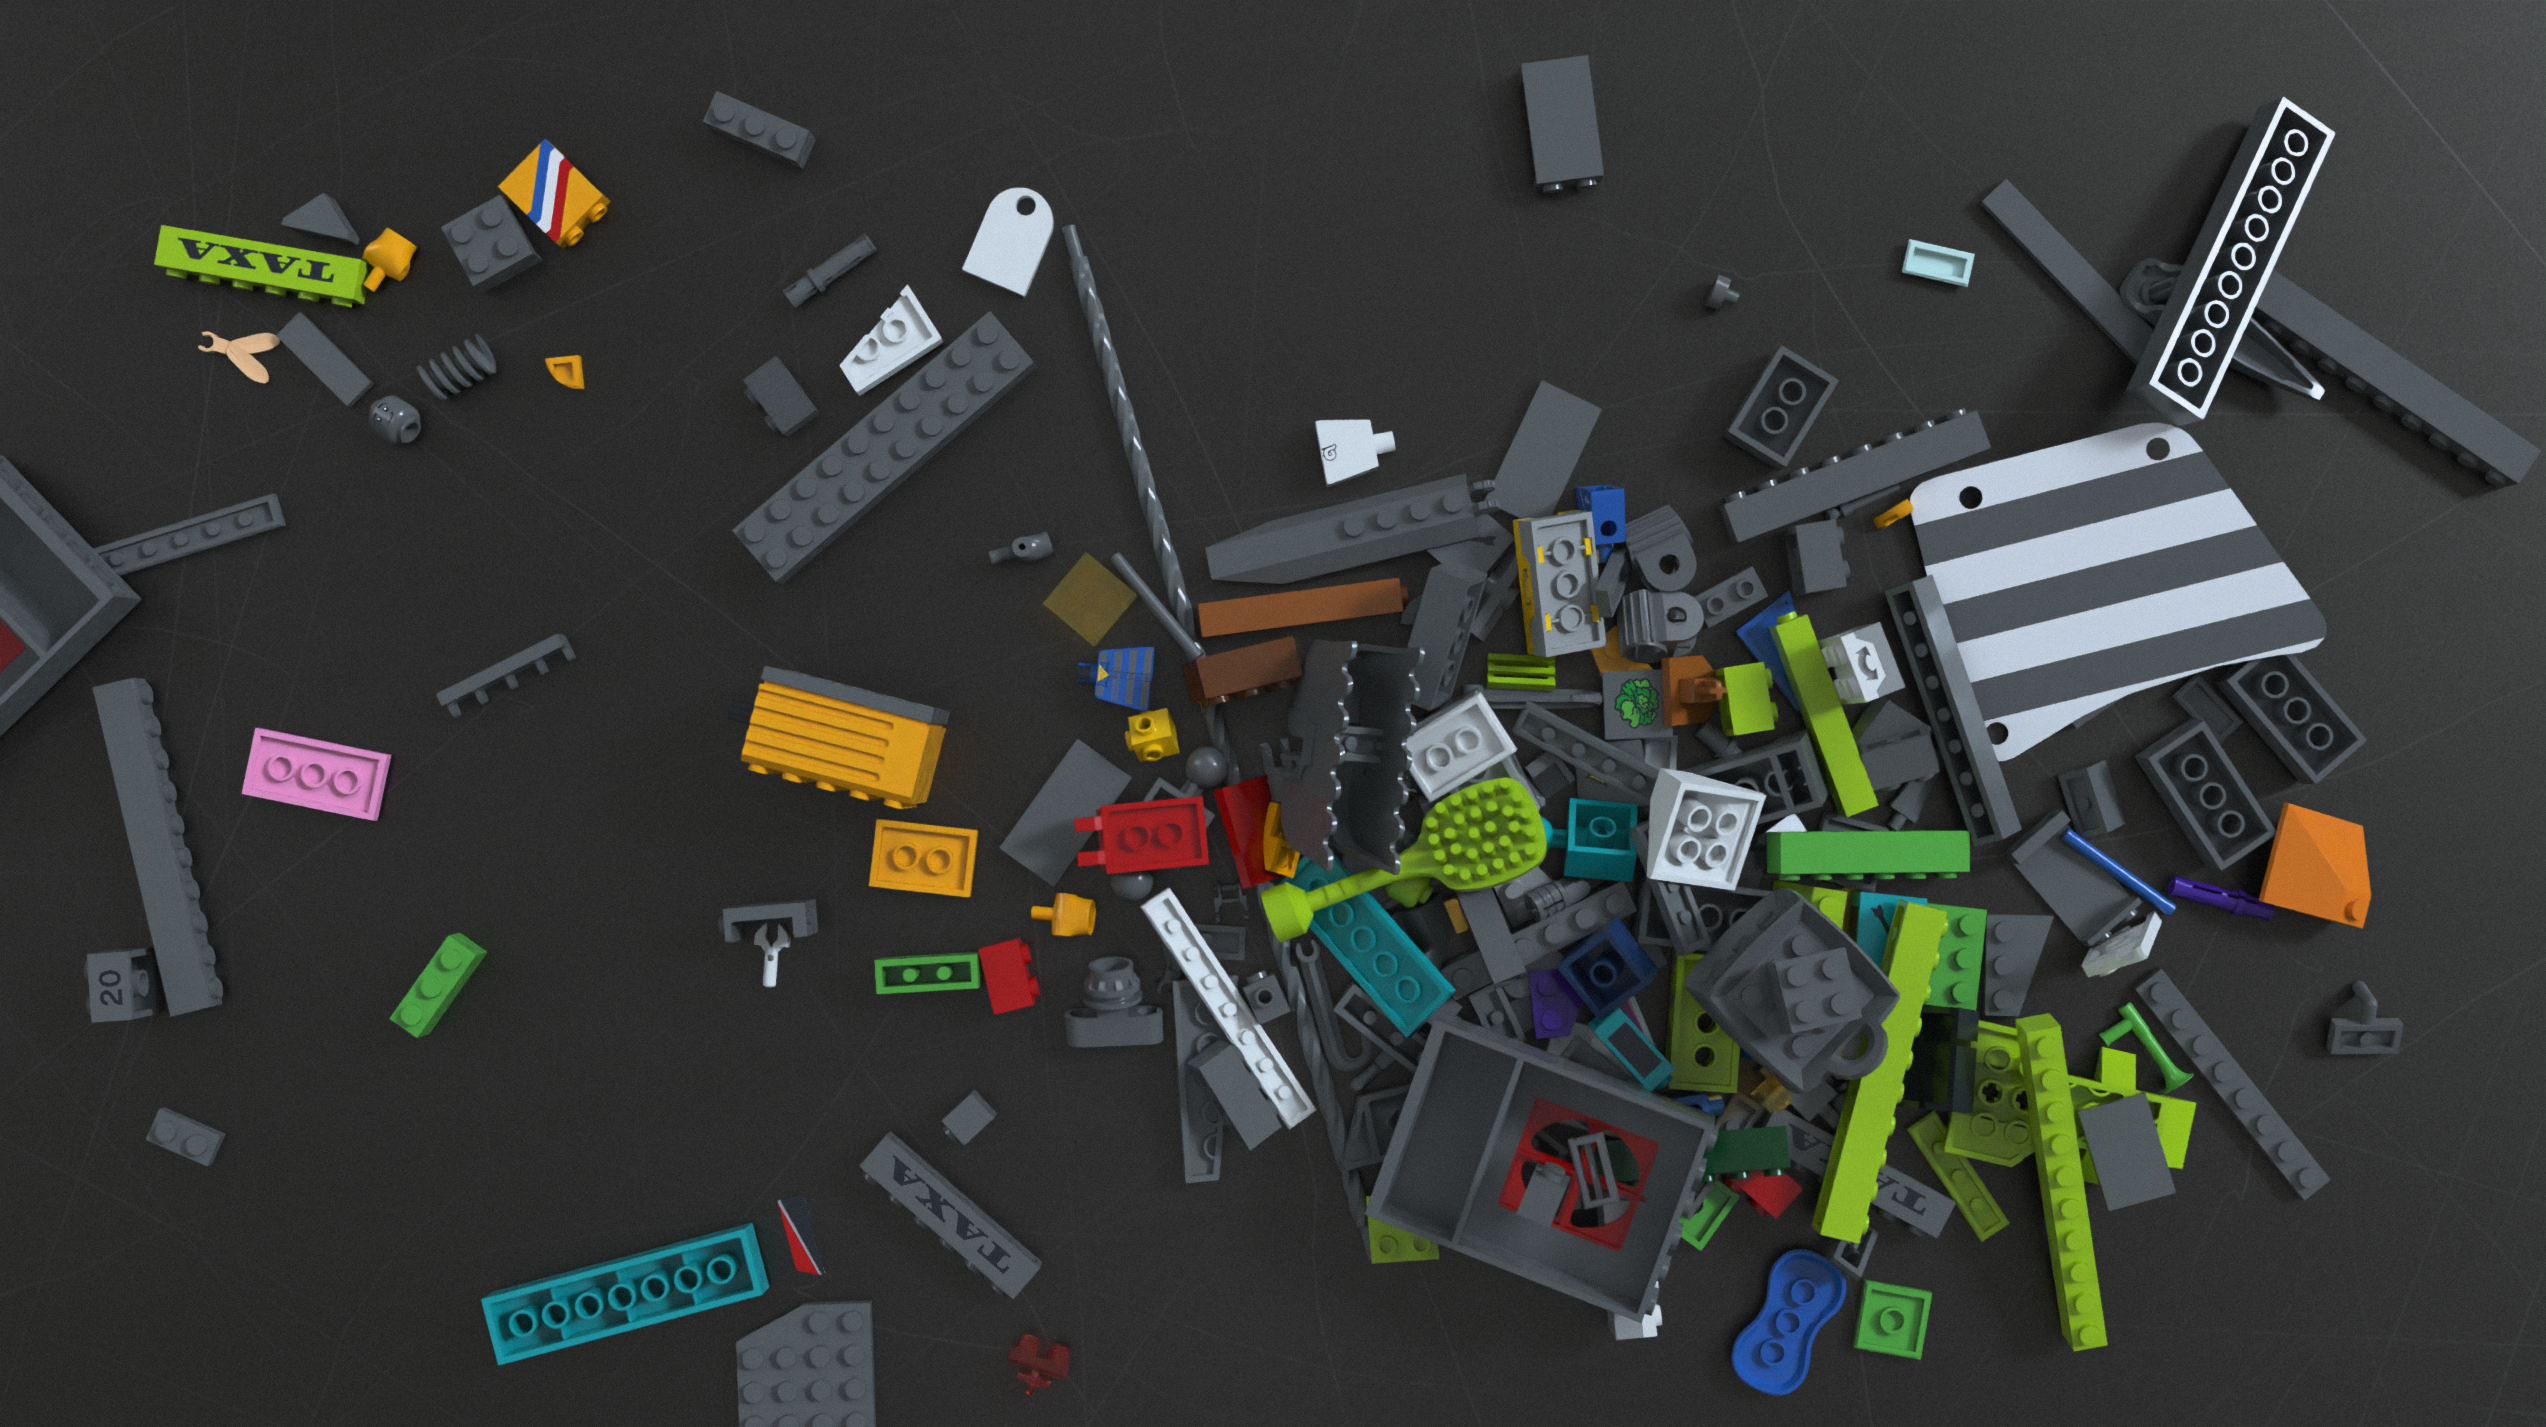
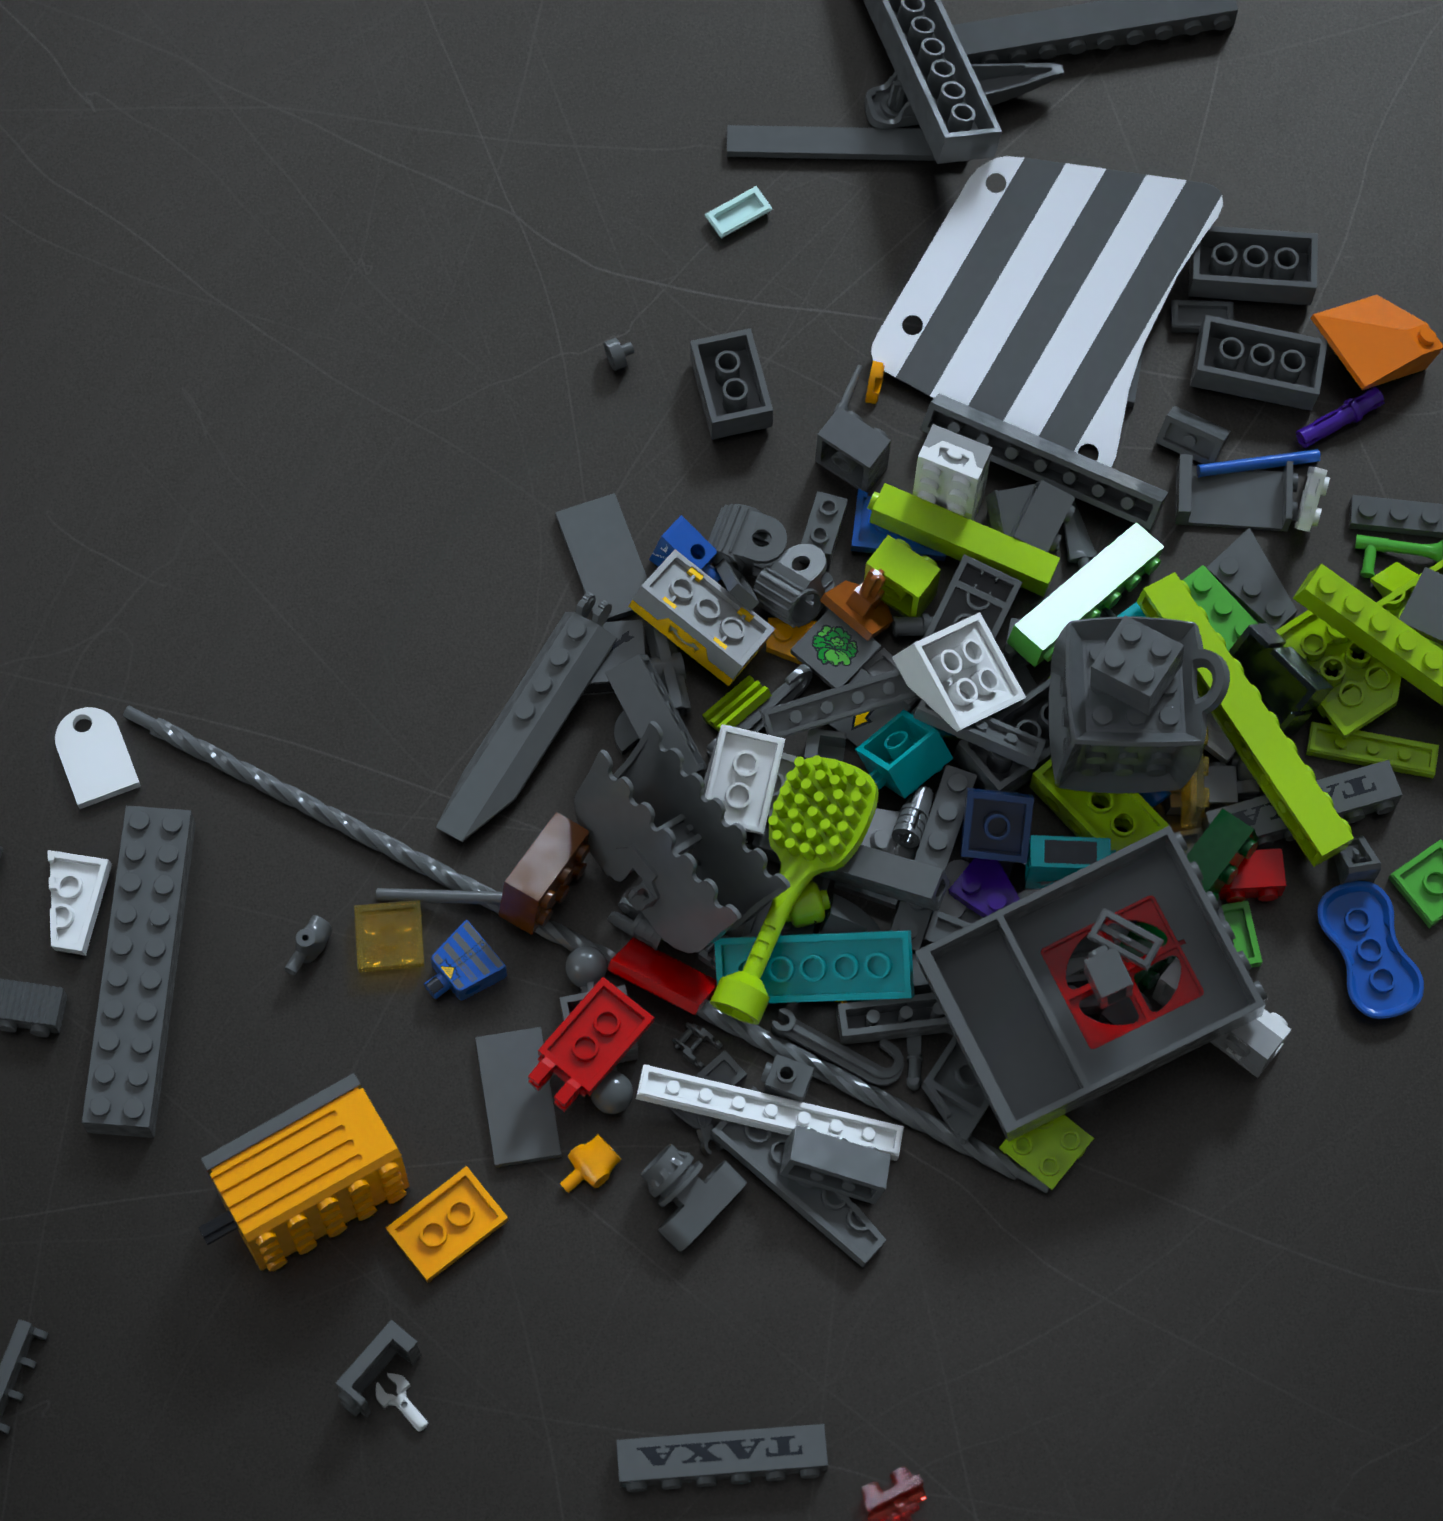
camera: 50 degrees left, 20 degrees down
(928, 973) = (531, 1295): bright green brick -> none
(968, 1118) = (664, 1374): dark grey brick -> none
(1008, 975) = (591, 1245): red brick -> none
(1152, 735) = (526, 981): yellow brick -> none
(1276, 850) = (693, 970): light orange slope -> none
(1302, 608) = (546, 797): dark orange brick -> none
(1350, 448) = (469, 671): white torso -> none
(1456, 913) = (859, 893): pearl gold tile -> none
(1562, 123) = (403, 344): dark grey panel -> none
(1854, 477) = (824, 383): dark grey brick -> none

